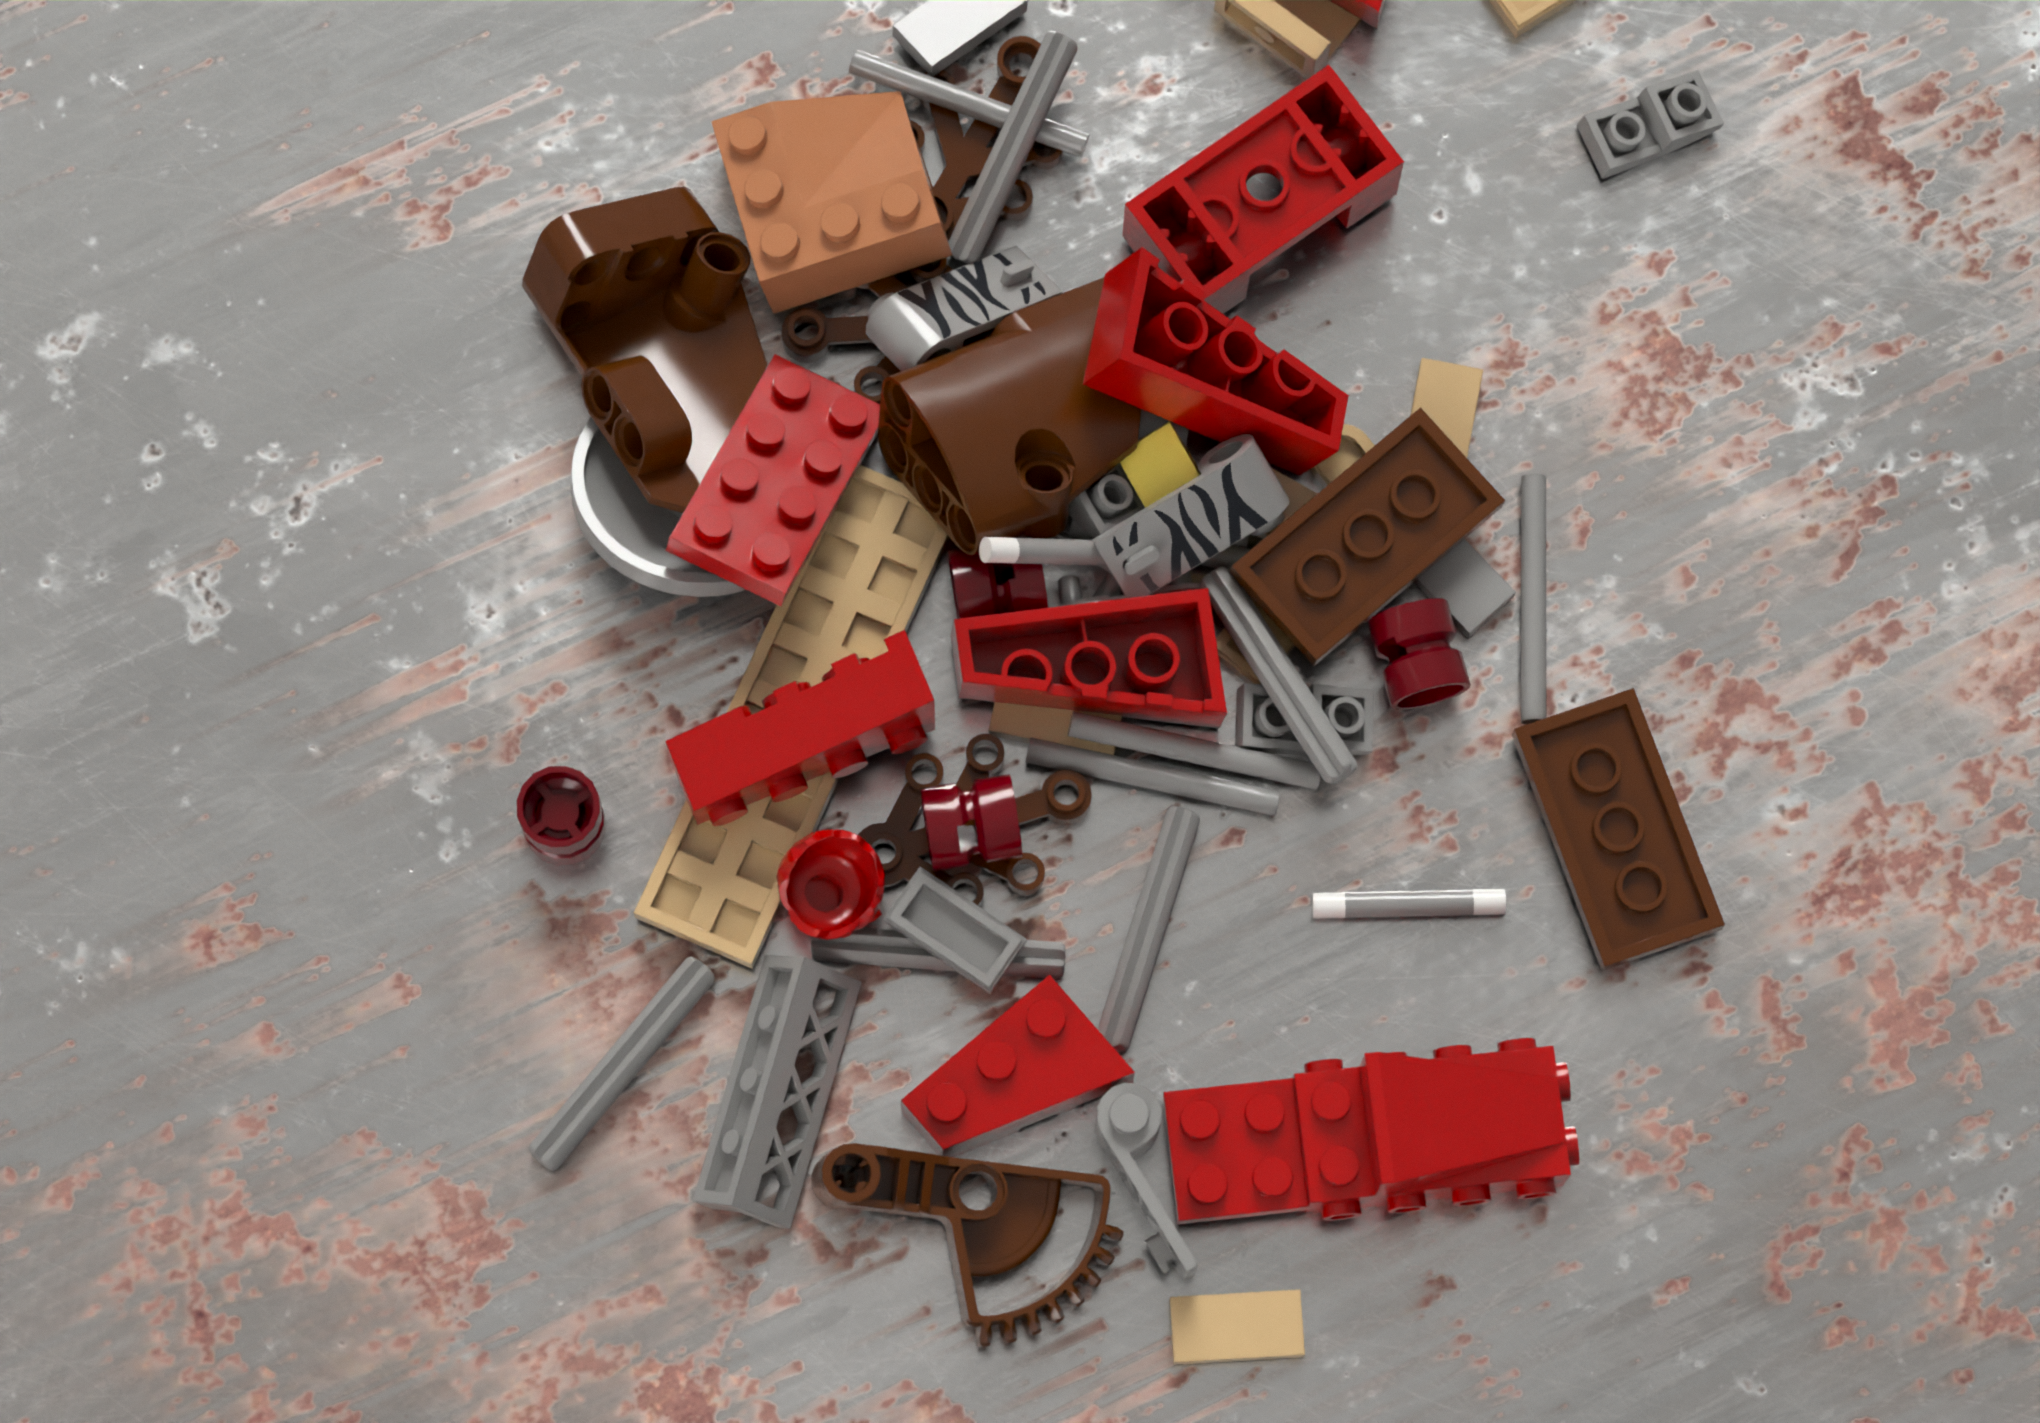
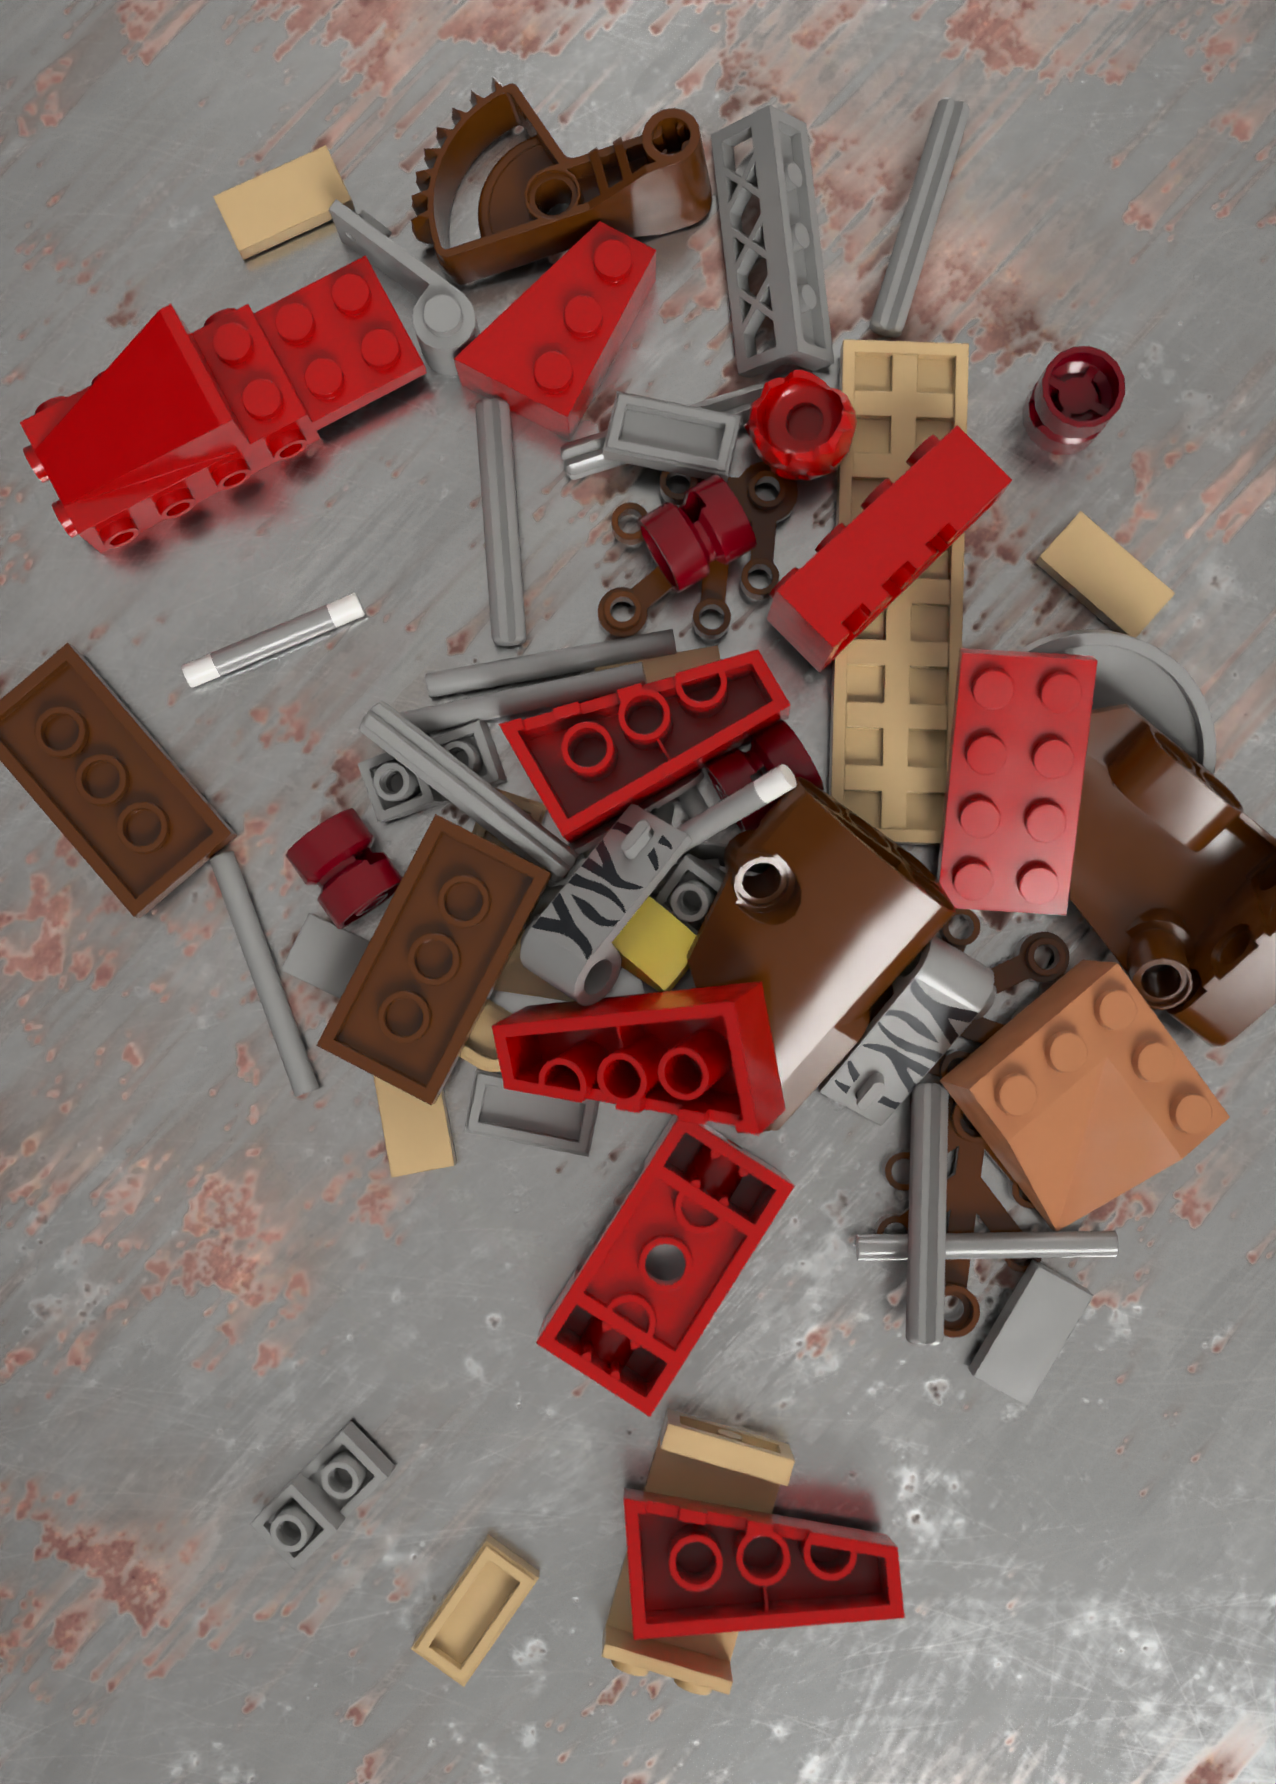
camera: 160 degrees right, 10 degrees up
(596, 652) = (1104, 577): none -> tan tile
(1368, 388) = (529, 1117): none -> light grey tile

